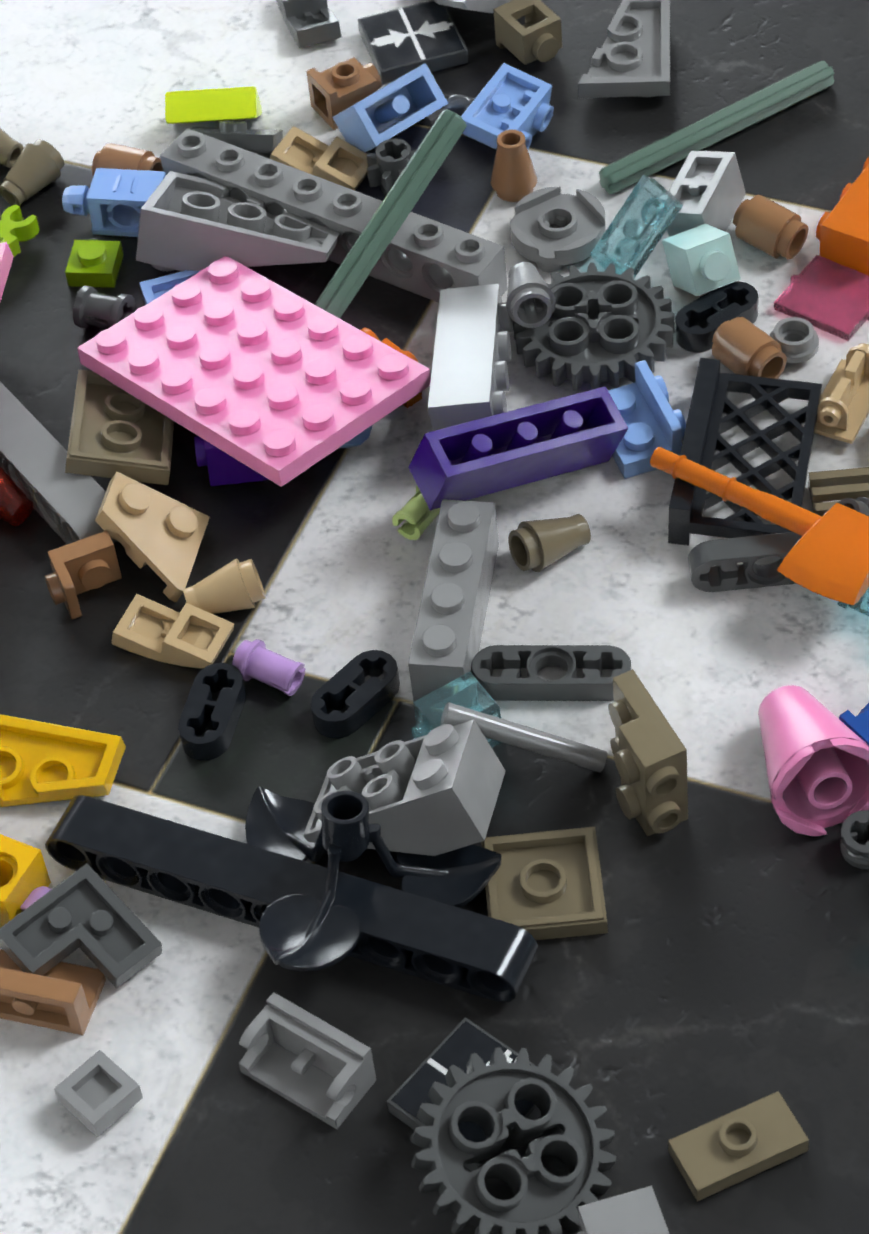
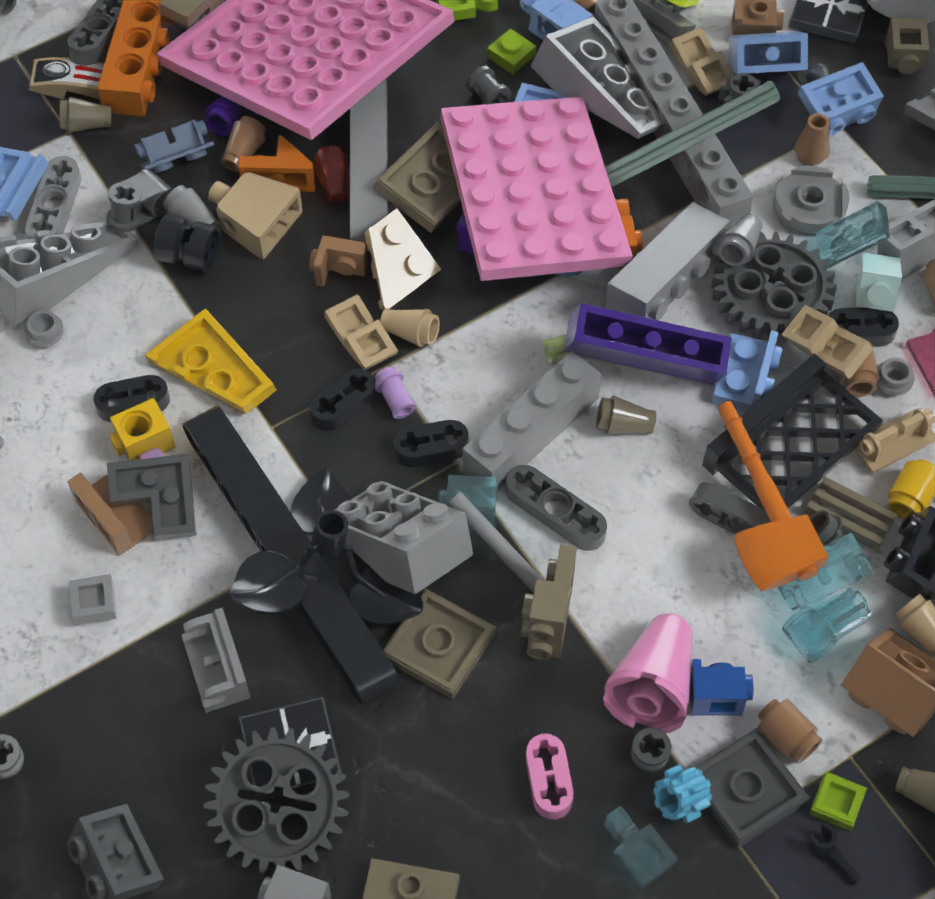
camera: 30 degrees right, 10 degrees up
(686, 336) = (821, 335): none -> tan slope
(779, 940) = (558, 774): none -> bright pink beam

